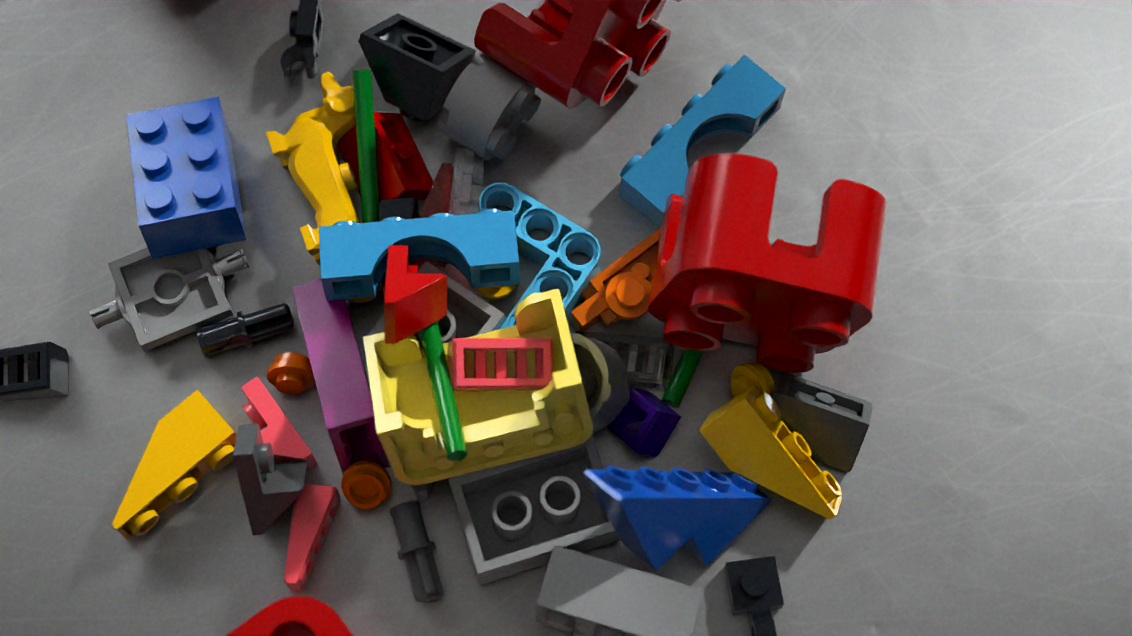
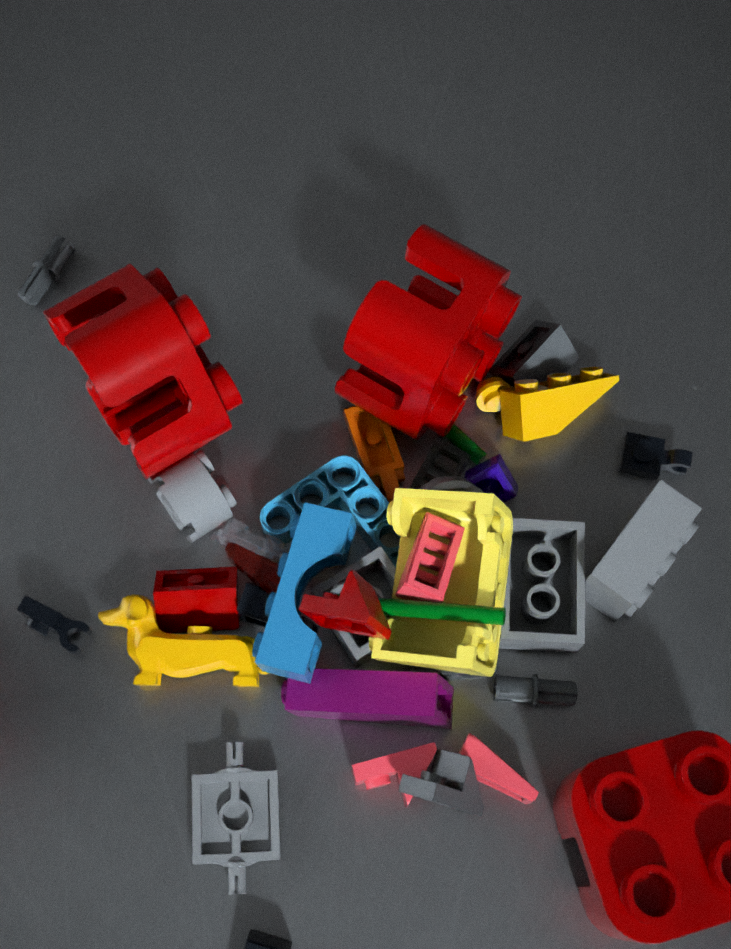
camera: 70 degrees left, 0 degrees up
(180, 453) = (386, 854): yellow slope -> none
(185, 178) = (145, 766): brick -> none
(244, 329) = (296, 765): black axle -> none
(291, 373) = (352, 738): orange plate -> none
(365, 484) = (468, 711): orange plate -> none
(366, 145) = (188, 606): green bar -> none
(413, 64) = (121, 541): black slope -> none
(628, 296) = (395, 450): orange plate -> none
(676, 509) = (585, 477): blue slope -> none
(737, 103) = (303, 390): dark azure arch -> none

